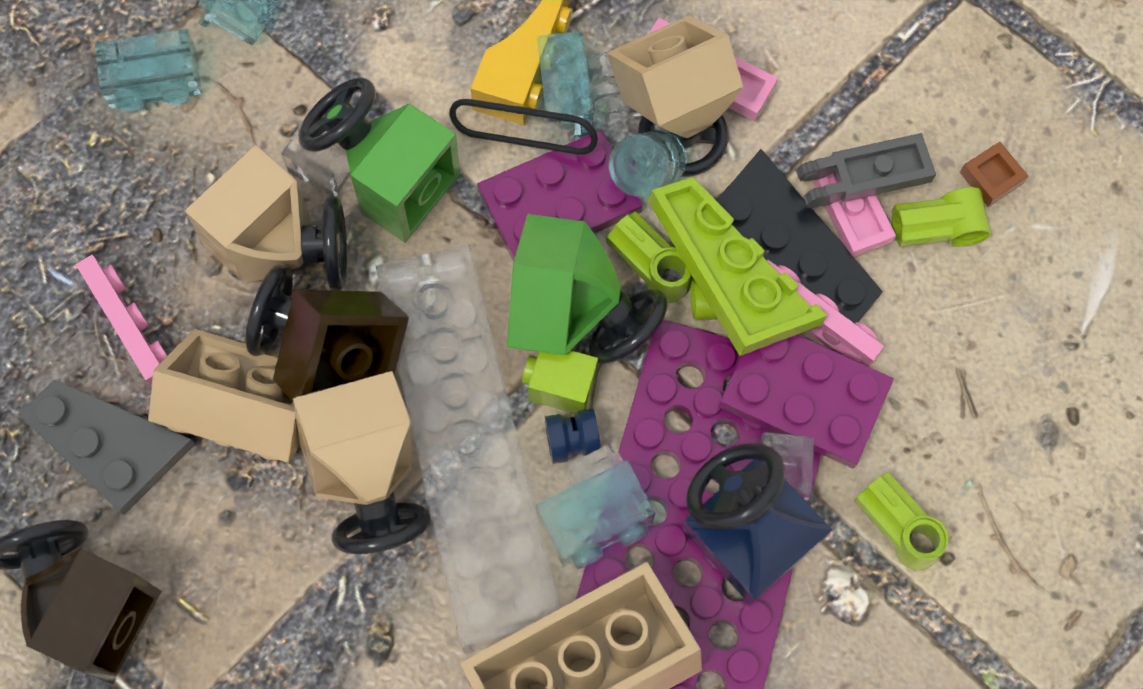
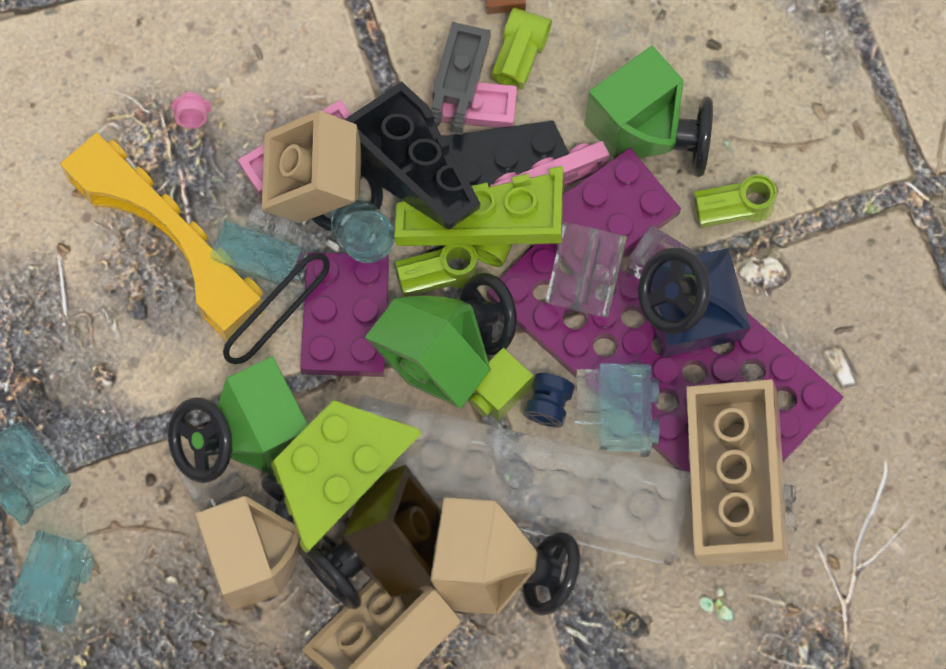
camera: 60 degrees left, 0 degrees up
(370, 248) = (336, 465): none -> lime wing
(727, 398) = (586, 269): none -> clear panel
(749, 162) = (412, 158): none -> black wedge
(944, 371) = (642, 109): none -> bright green piece

